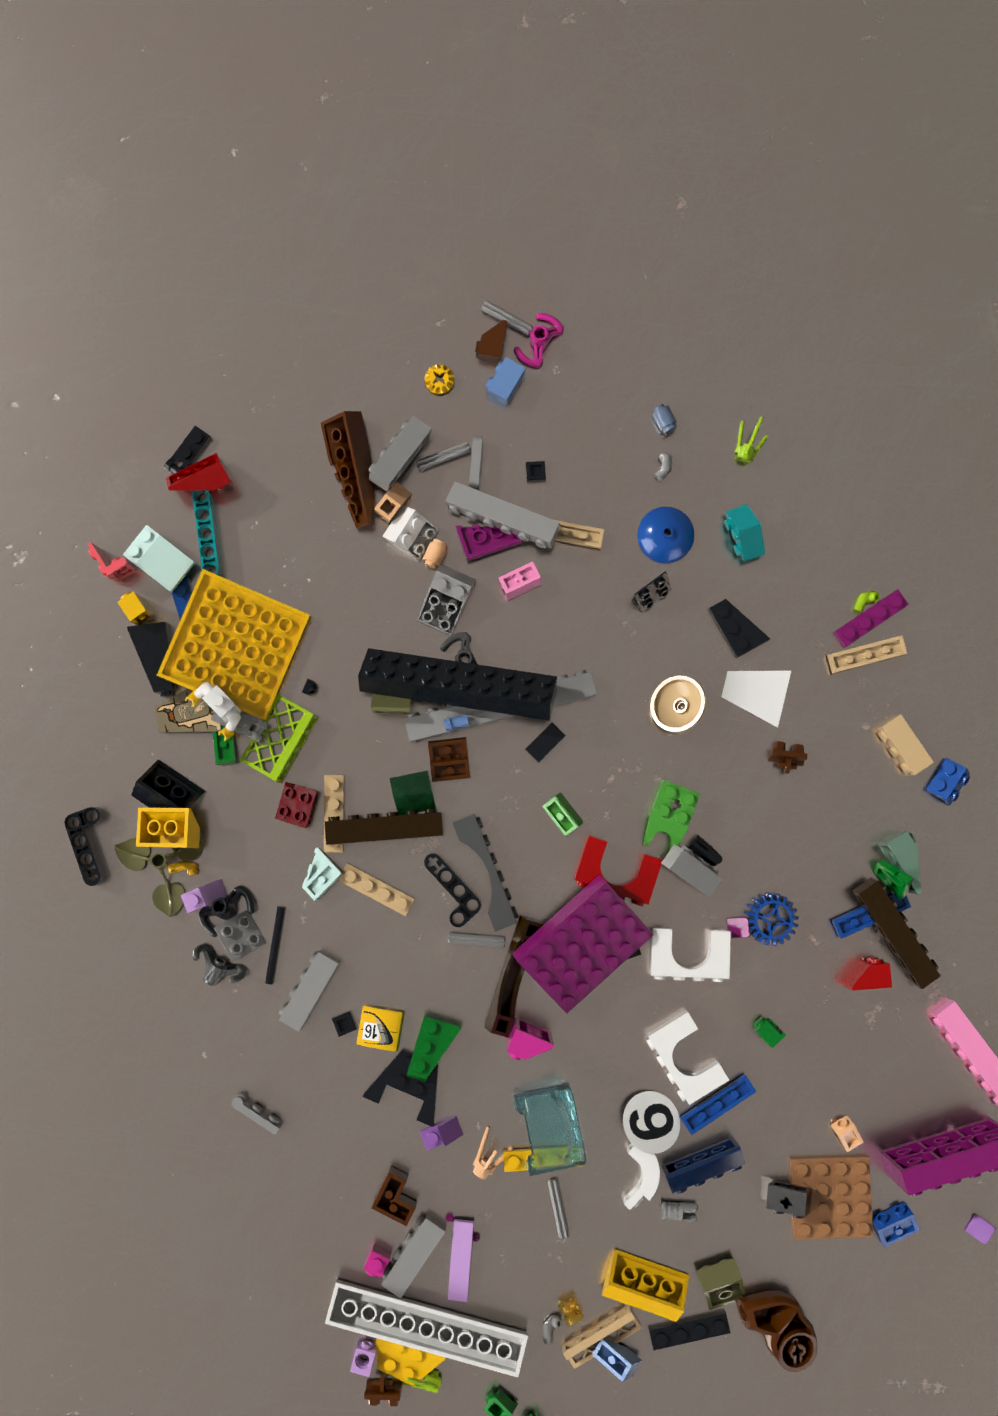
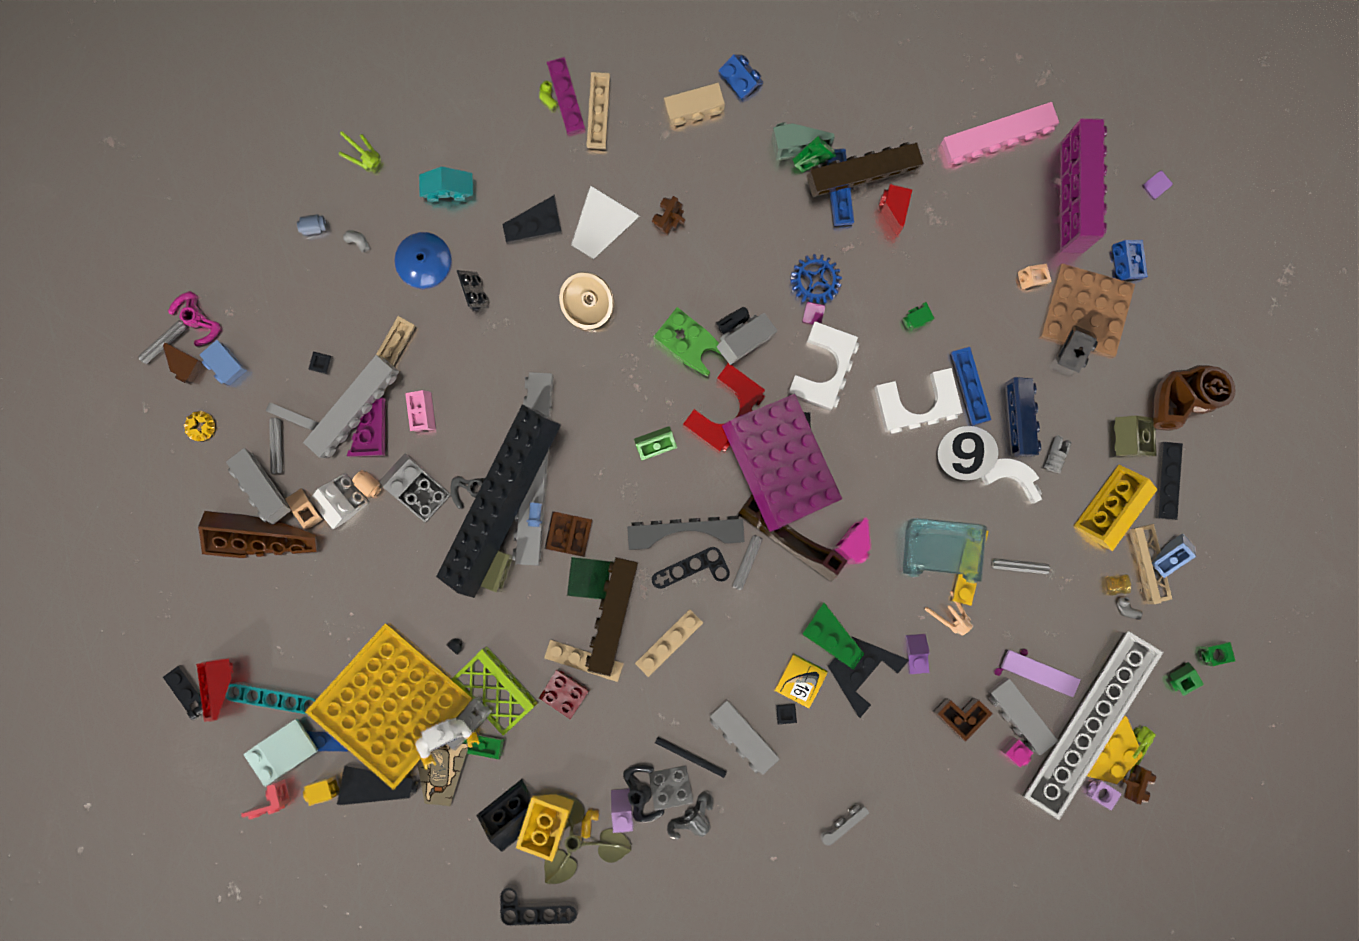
camera: 70 degrees left, 0 degrees up
(321, 875) = (638, 691): light aqua wing -> none
(545, 742) = (582, 437): black tile -> none

